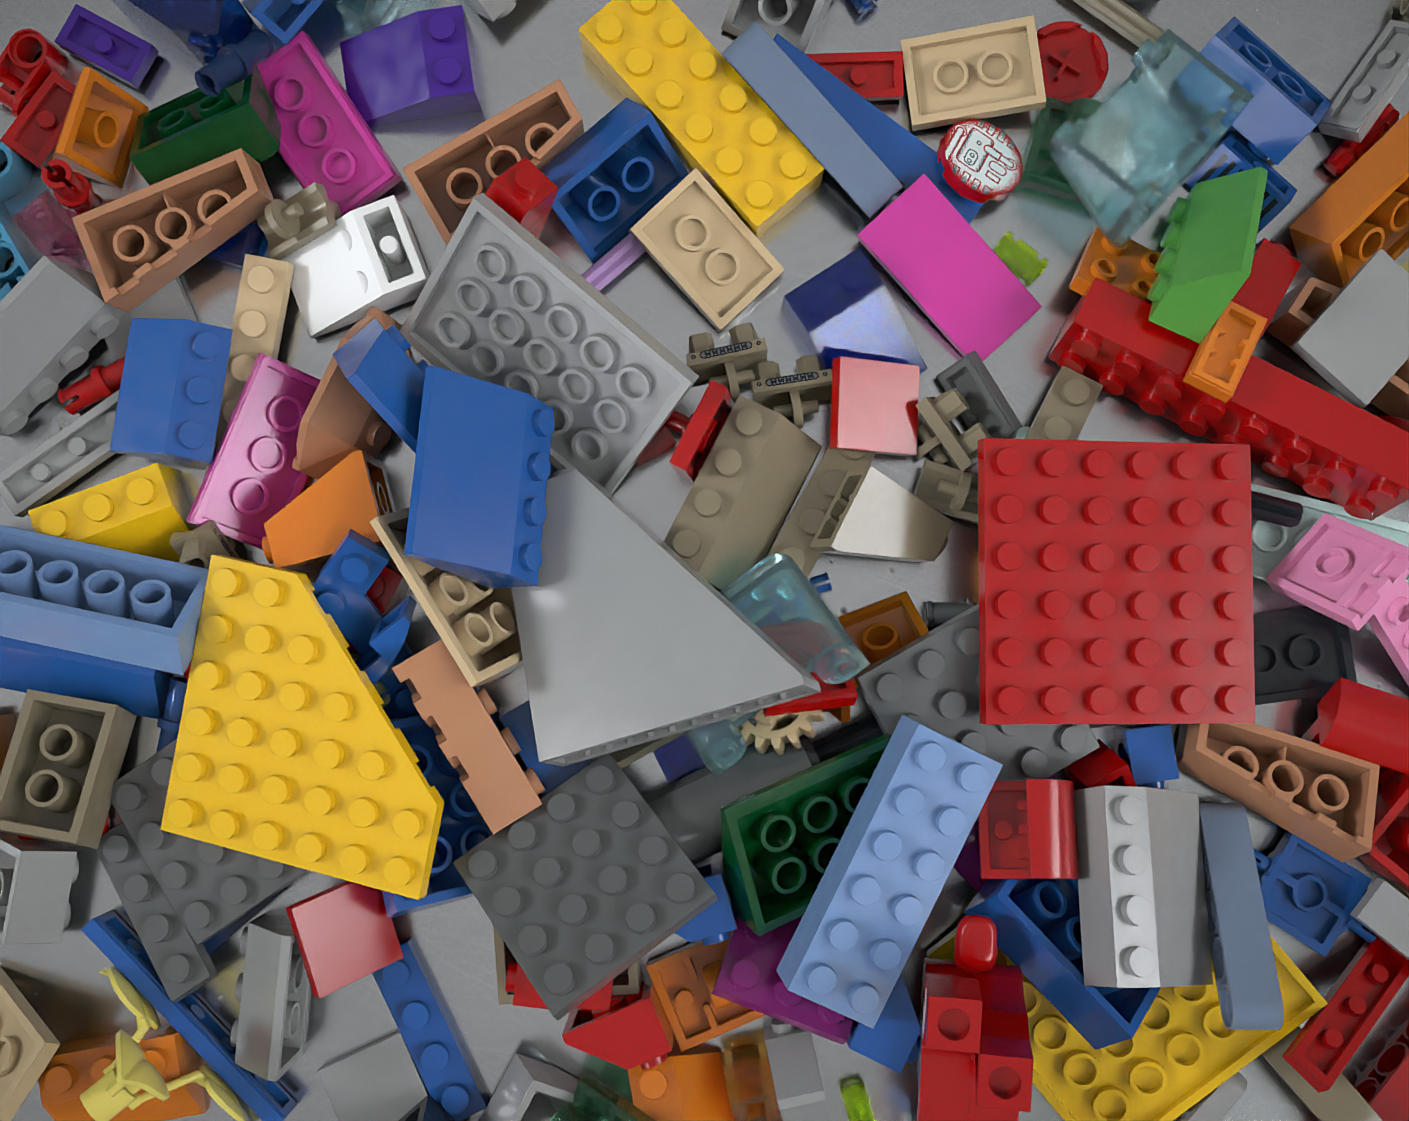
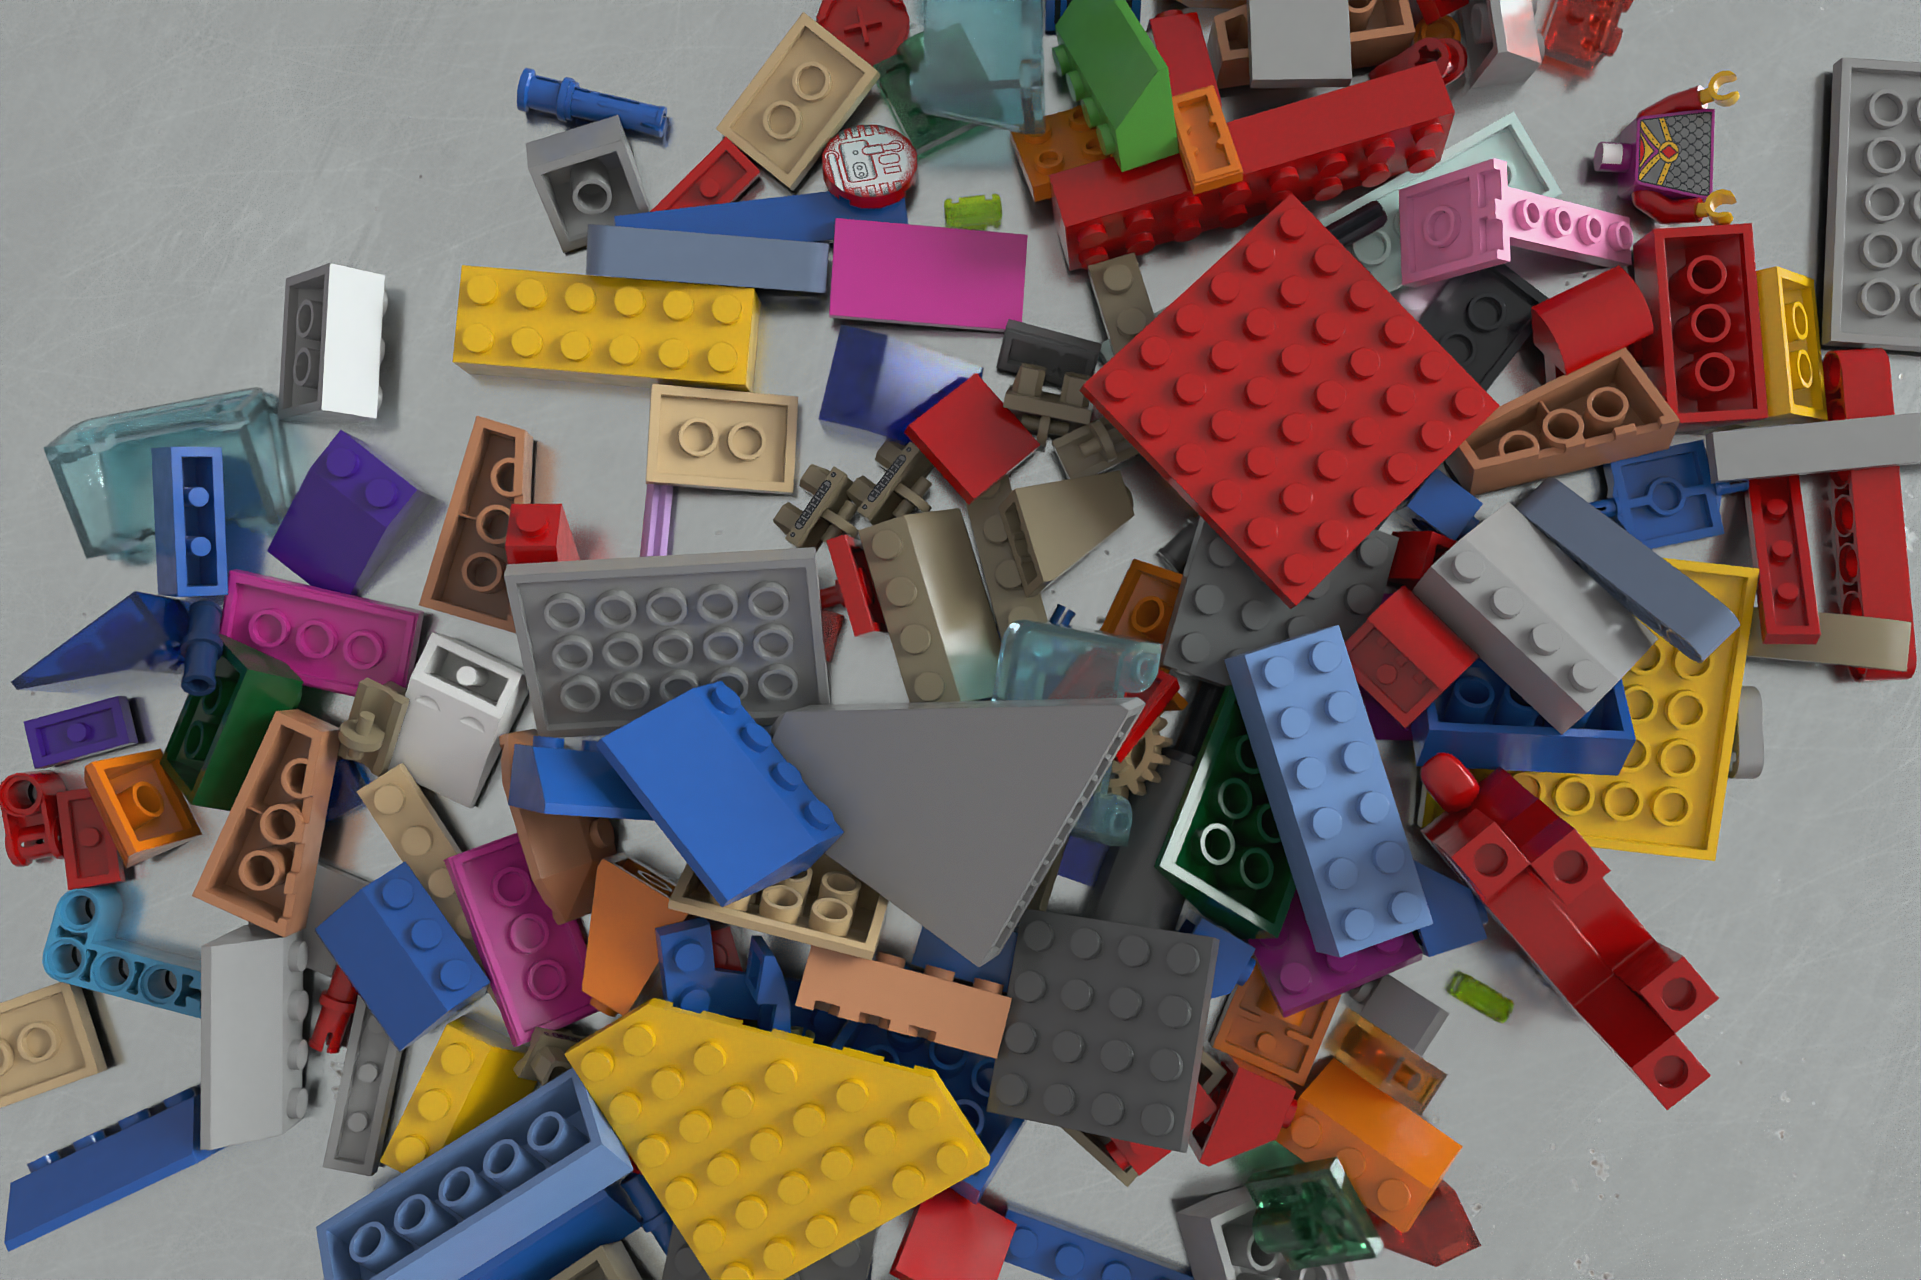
camera: 40 degrees left, 0 degrees up
(50, 227) = (177, 919): clear pink brick -> none
(70, 187) = (166, 872): red pin -> none
(612, 178) = (592, 453): blue slope -> none

